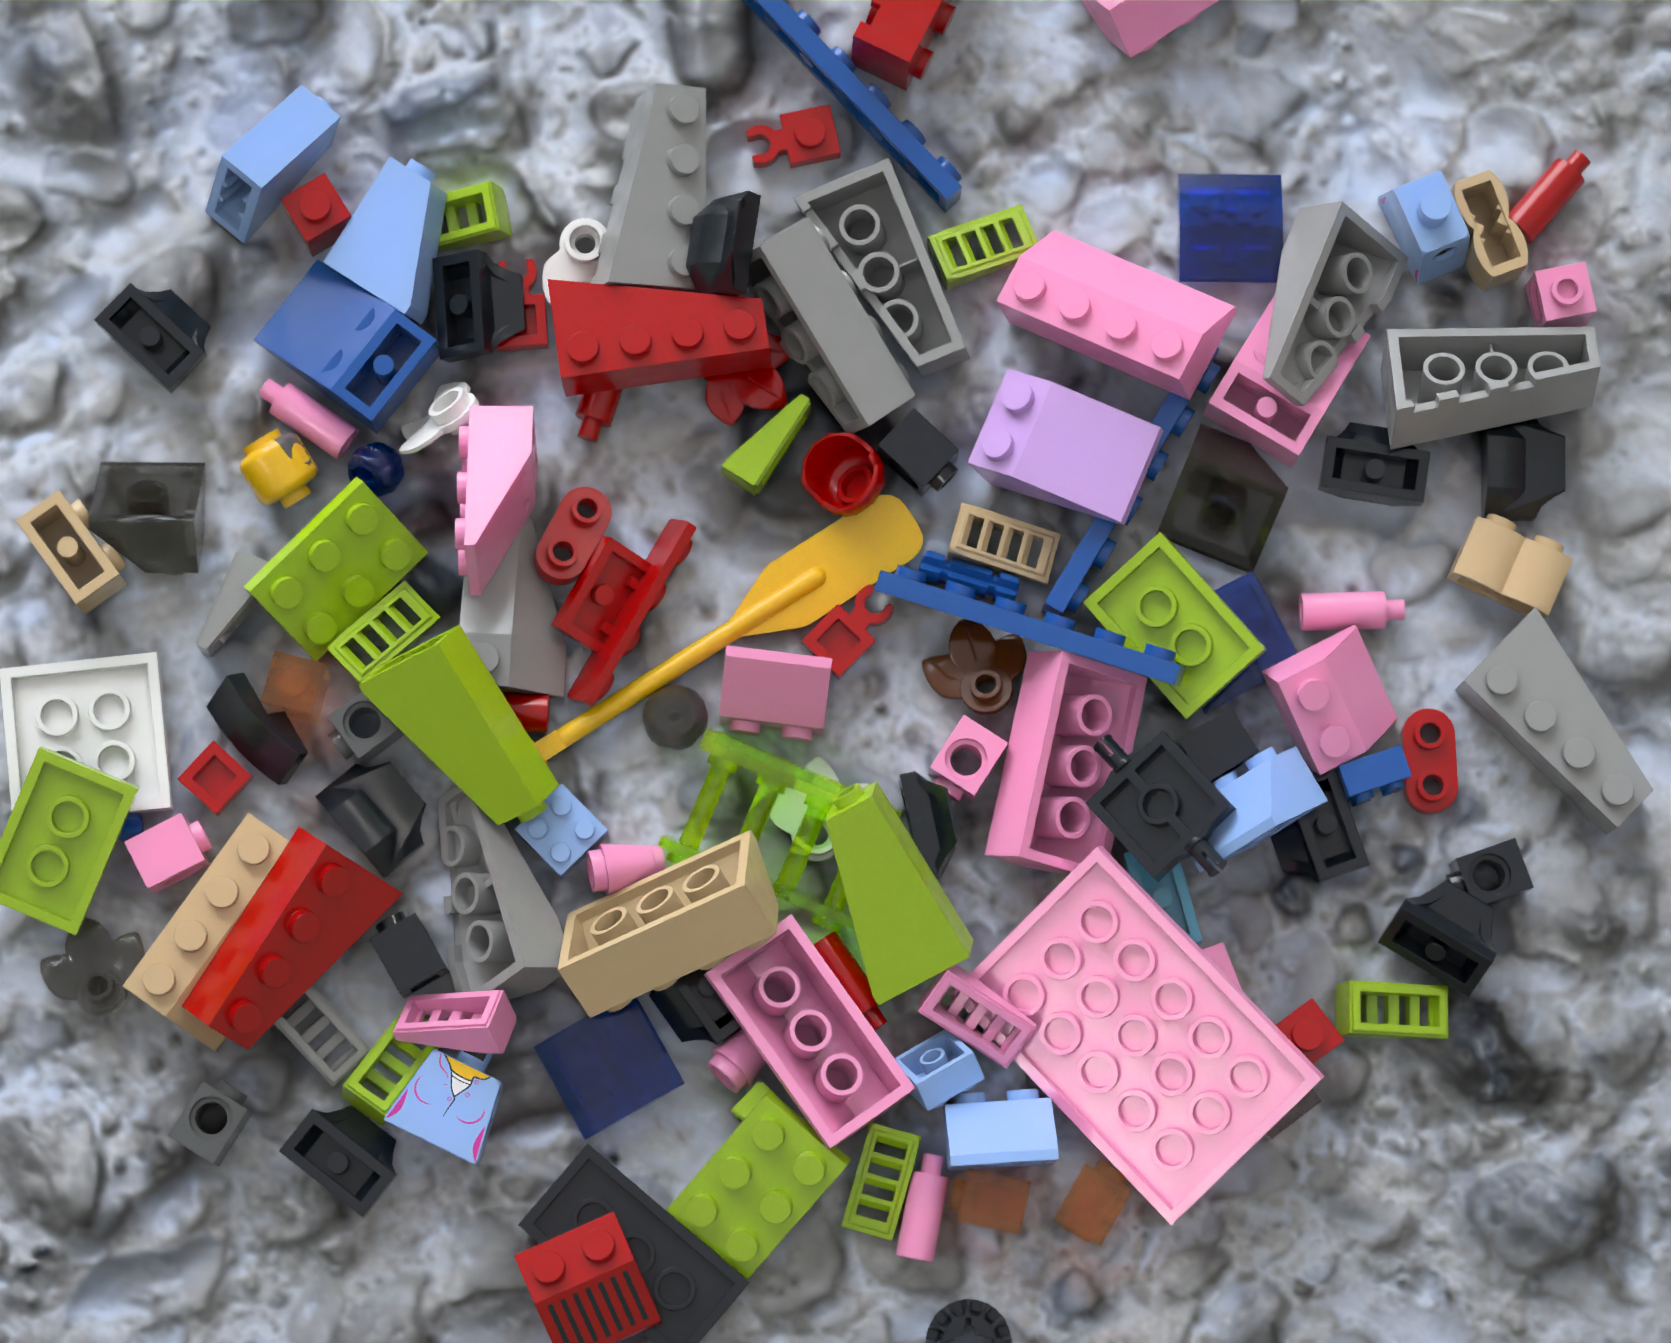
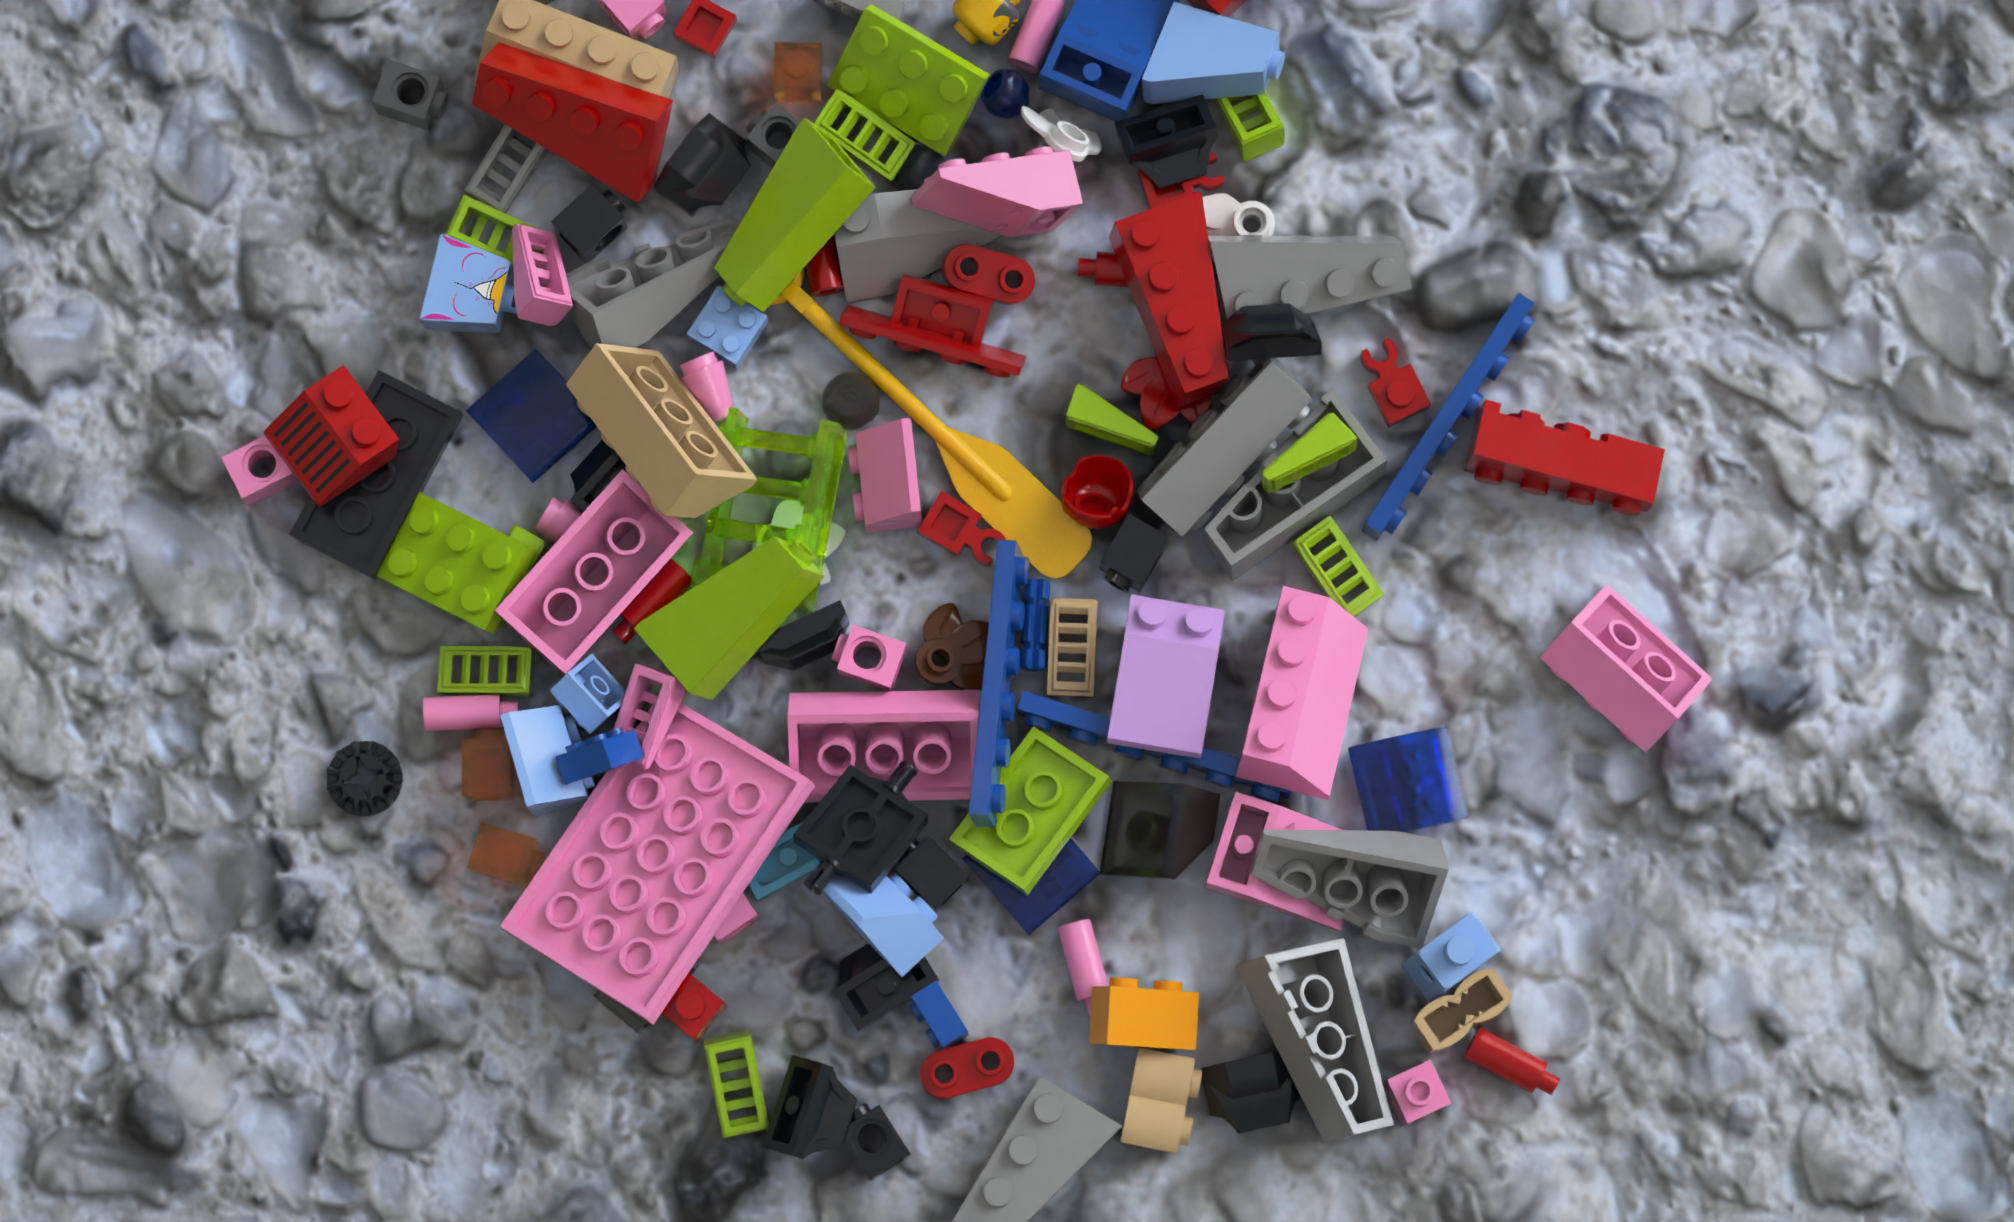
camera: 80 degrees right, 0 degrees up
(262, 738) = (747, 54): black slope -> none
(344, 1155) = (406, 212): black slope -> none
(861, 218) = (1317, 448): none -> lime slope
(1015, 1070) = (599, 754): none -> blue piece
(1331, 700) = (998, 966): bright pink slope -> none
(1365, 469) = (1216, 947): black slope -> none
(1421, 559) = (1144, 1017): none -> light orange brick

